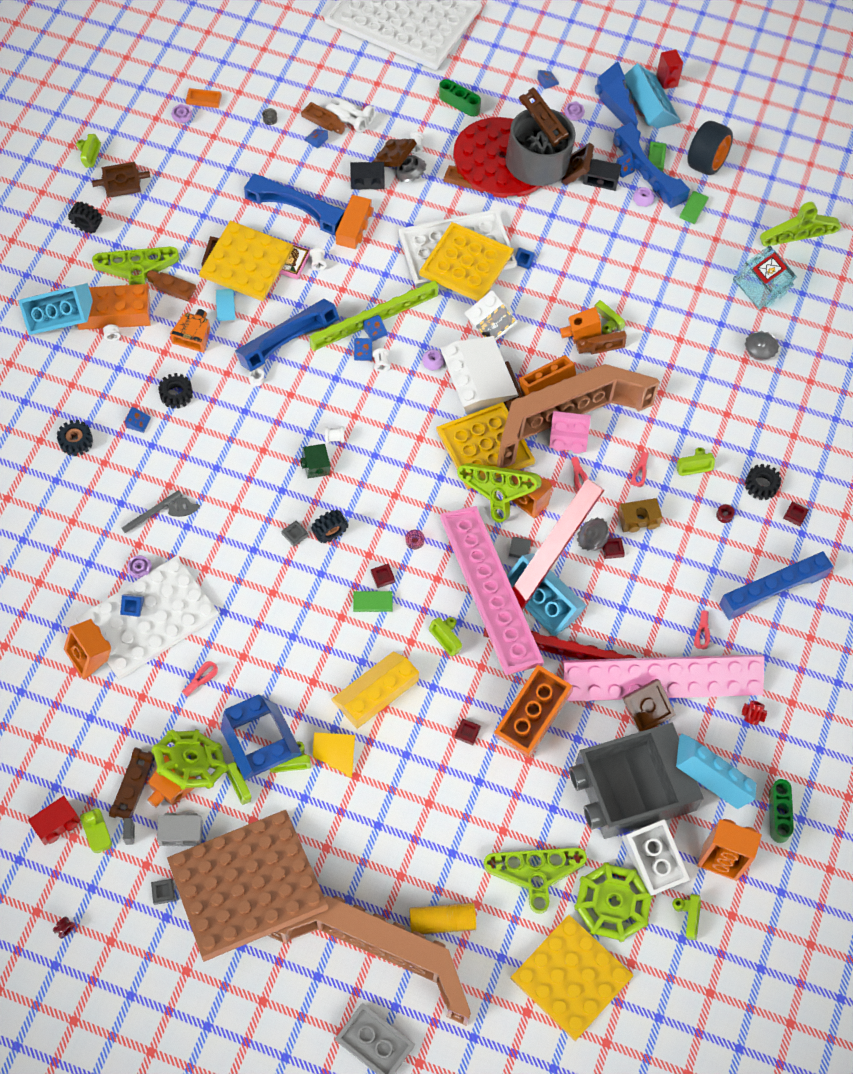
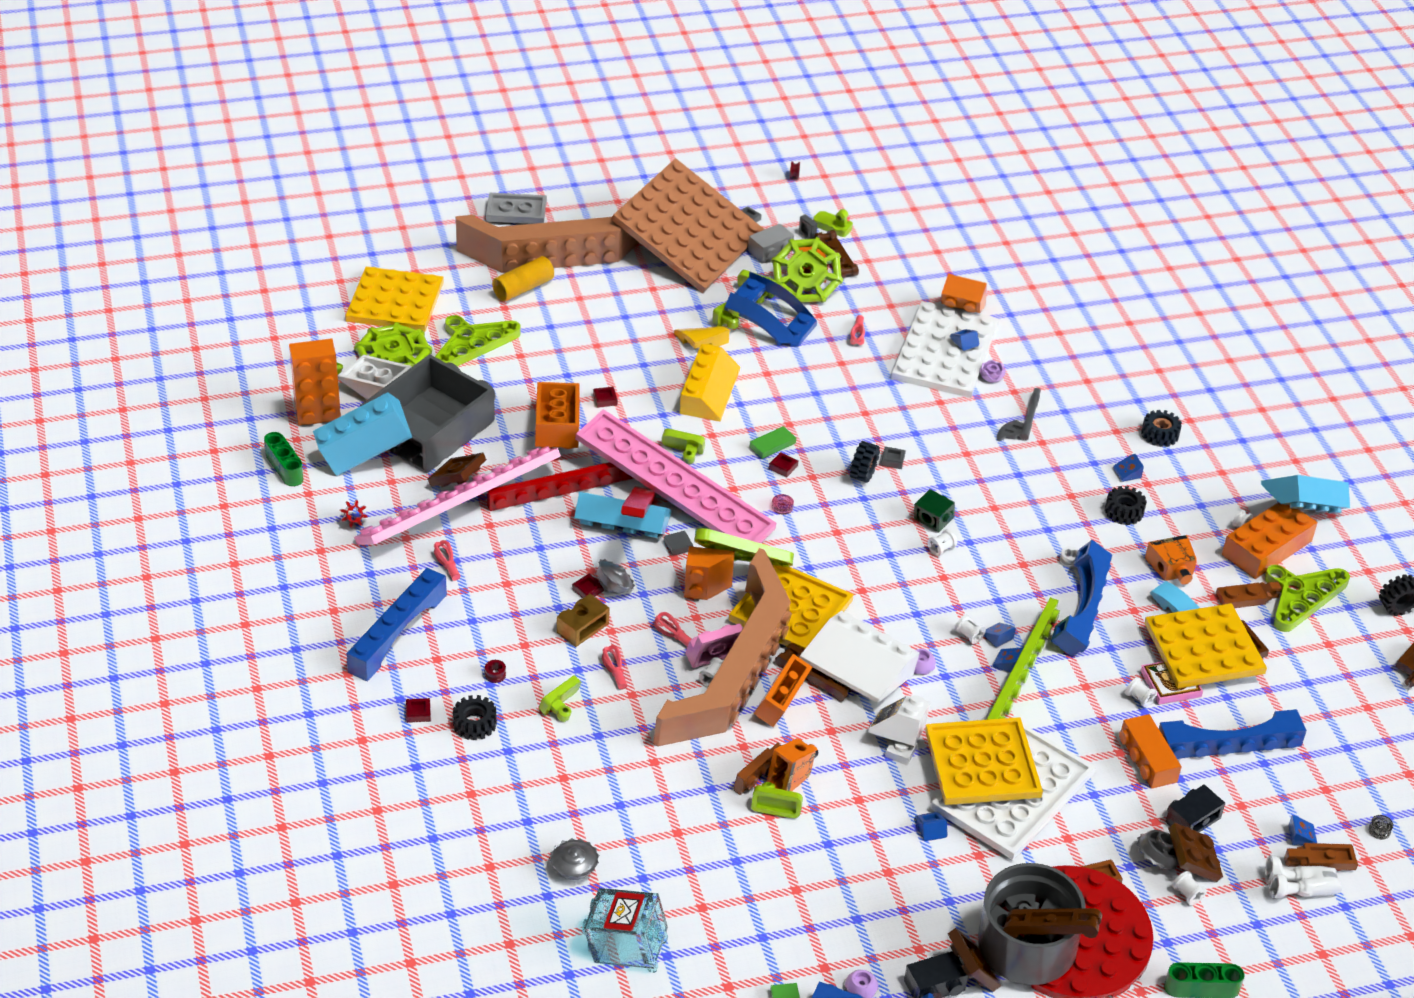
camera: 145 degrees right, 20 degrees down
(54, 820) = (866, 210): red brick -> none

